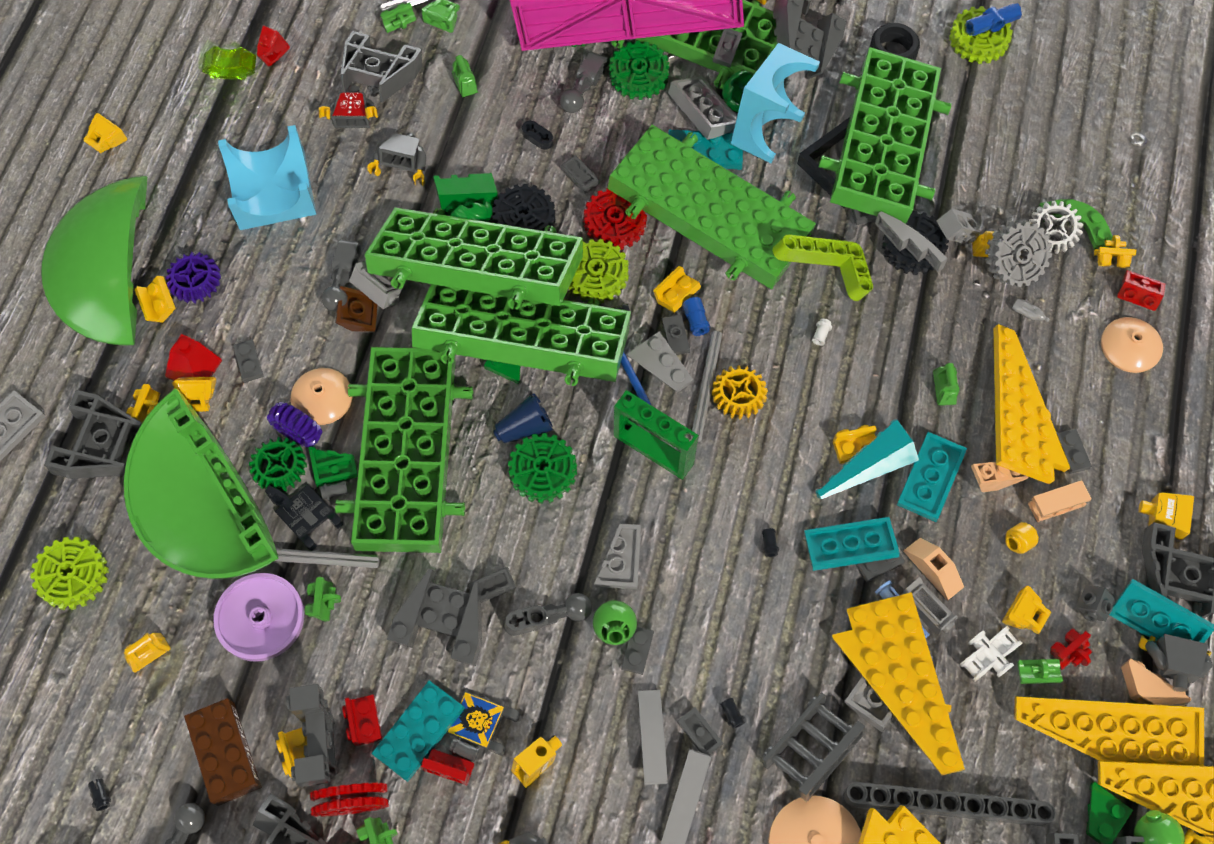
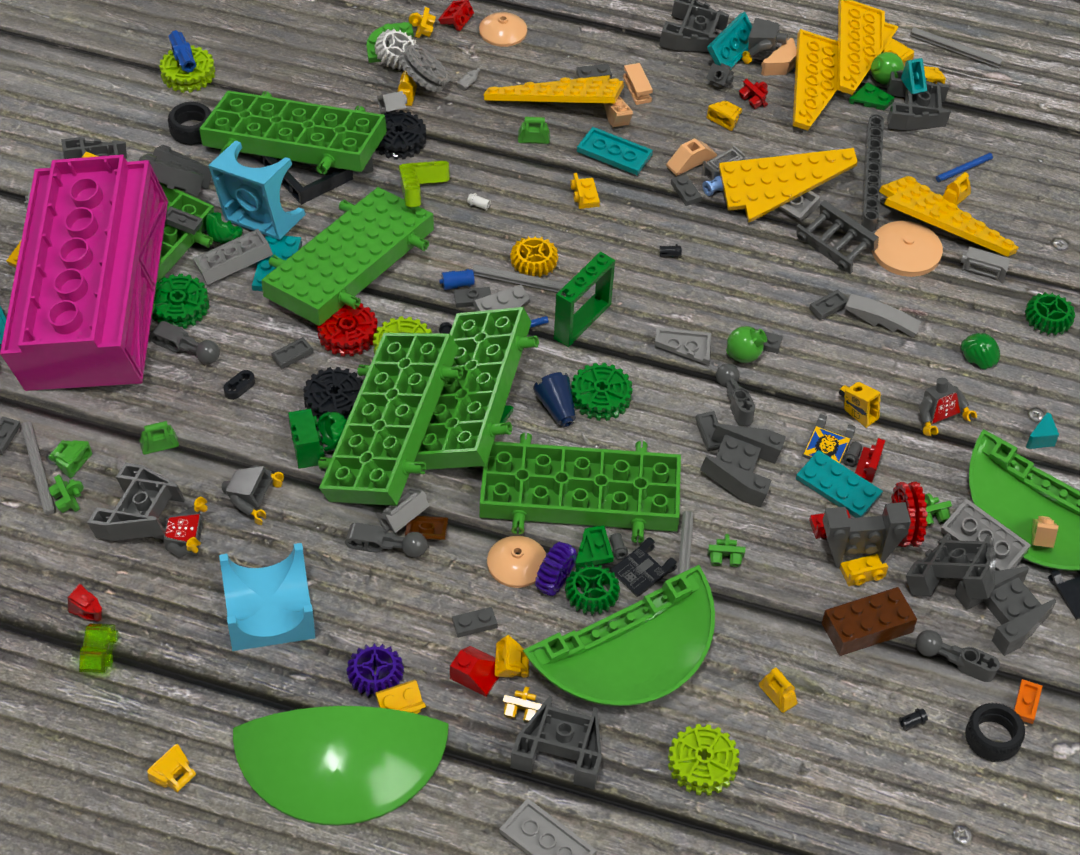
camera: 90 degrees left, 15 degrees down
(242, 607) = (747, 595): lavender dish -> none
(278, 498) = (627, 586): black tile -> none
(652, 737) = (839, 330): light grey slope -> none
(676, 289) = (430, 290): yellow bracket -> none
(732, 713) = (816, 283): black pin -> none
(851, 543) = (674, 200): teal plate -> none
(884, 454) = (602, 177): teal wedge -> none
(906, 237) = (401, 131): light grey slope -> none
(991, 653) = (757, 135): white axle -> none
(1021, 538) = (667, 107): yellow head -> none
(1039, 671) = (773, 112): bright green hips -> none
(1170, 510) = (648, 28): yellow torso -> none

